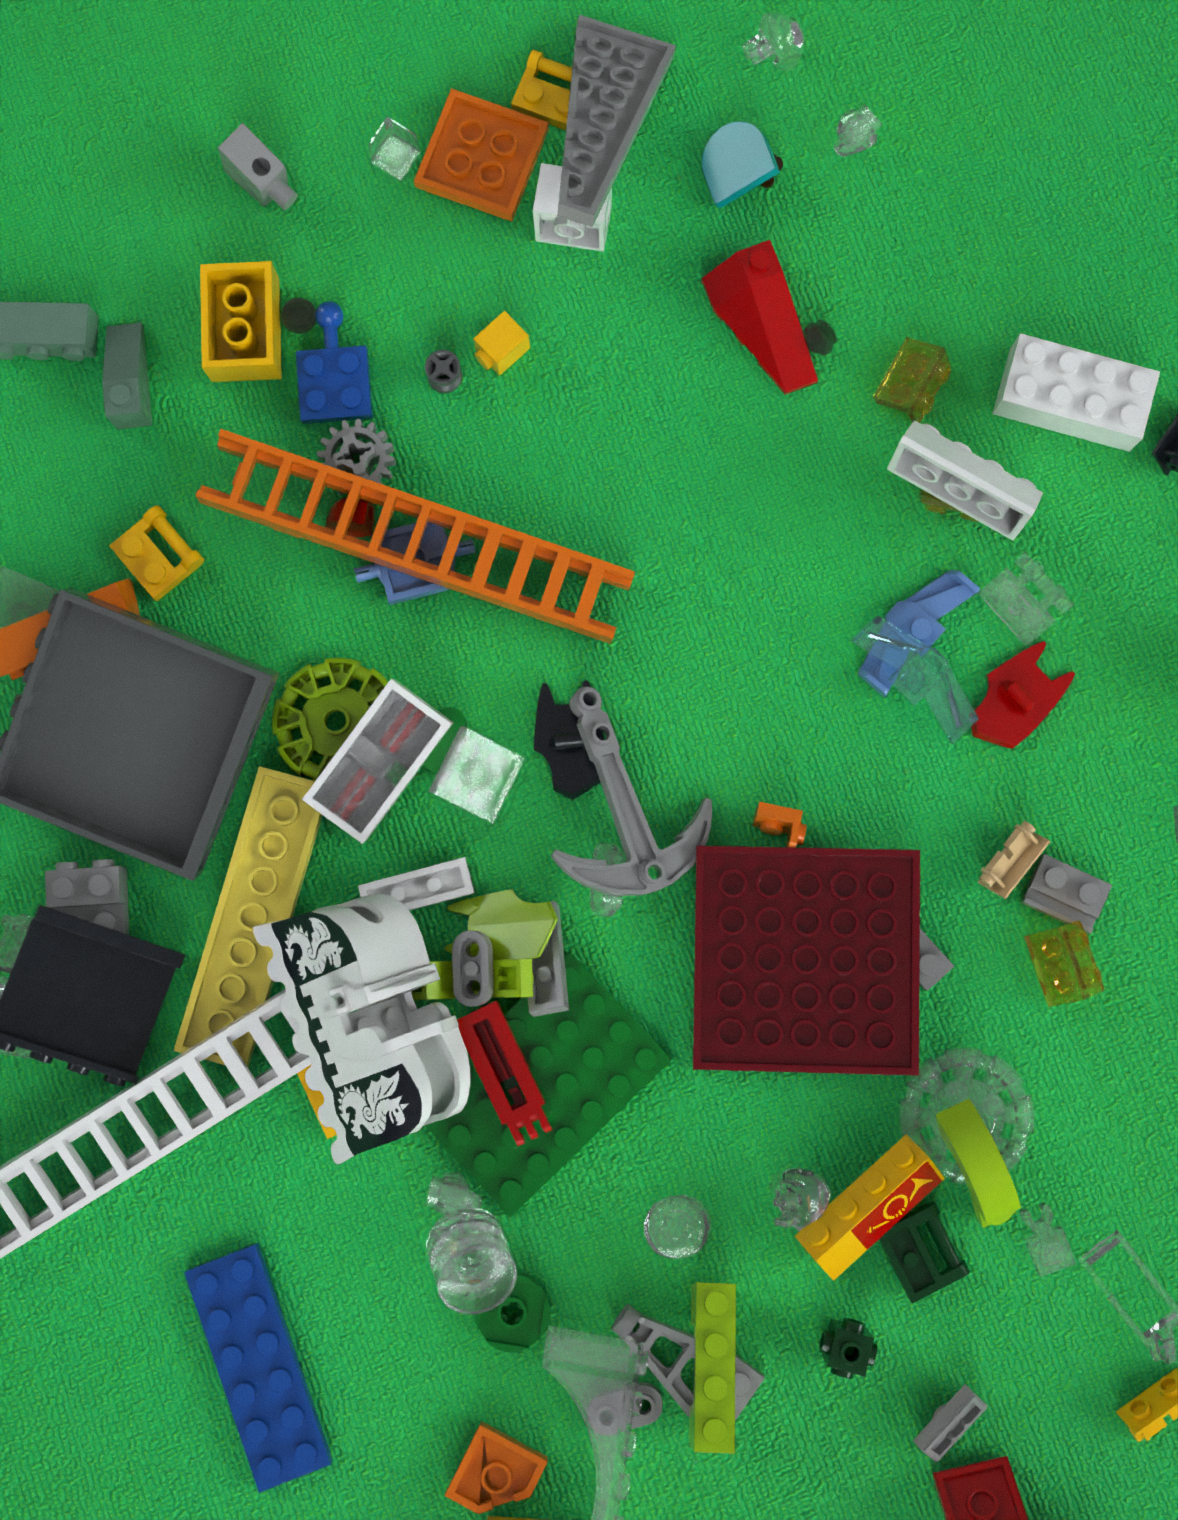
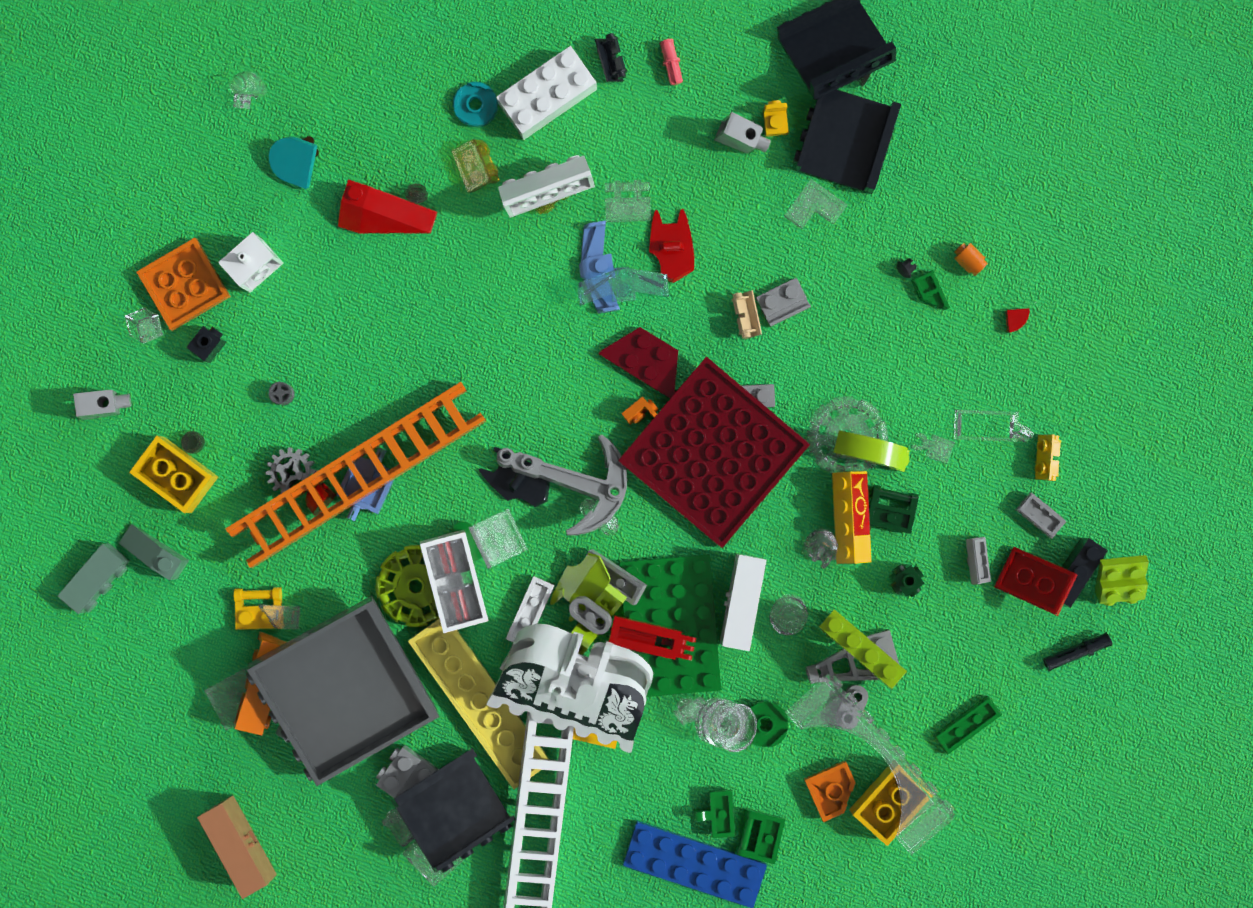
camera: 55 degrees left, 5 degrees up
(169, 587) = (282, 615): none -> clear tile
(333, 379) = (240, 451): blue plate -> none
(349, 1345) = (720, 813): none -> green plate
(366, 1436) = (767, 839): none -> green plate
(431, 236) = (207, 343): none -> black brick
(501, 343) = (291, 354): yellow brick -> none
(540, 97) = (182, 227): yellow plate -> none
(608, 100) = (207, 196): light grey wing -> none
(646, 1153) = (742, 602): none -> white brick
(850, 779) = (645, 359): none -> dark red wing
(856, 131) = (326, 87): clear rock -> none
(982, 341) = (484, 114): none -> teal tile
(1064, 964) = (814, 331): clear yellow bracket -> none
(1077, 1459) = (1040, 515): none -> light grey plate

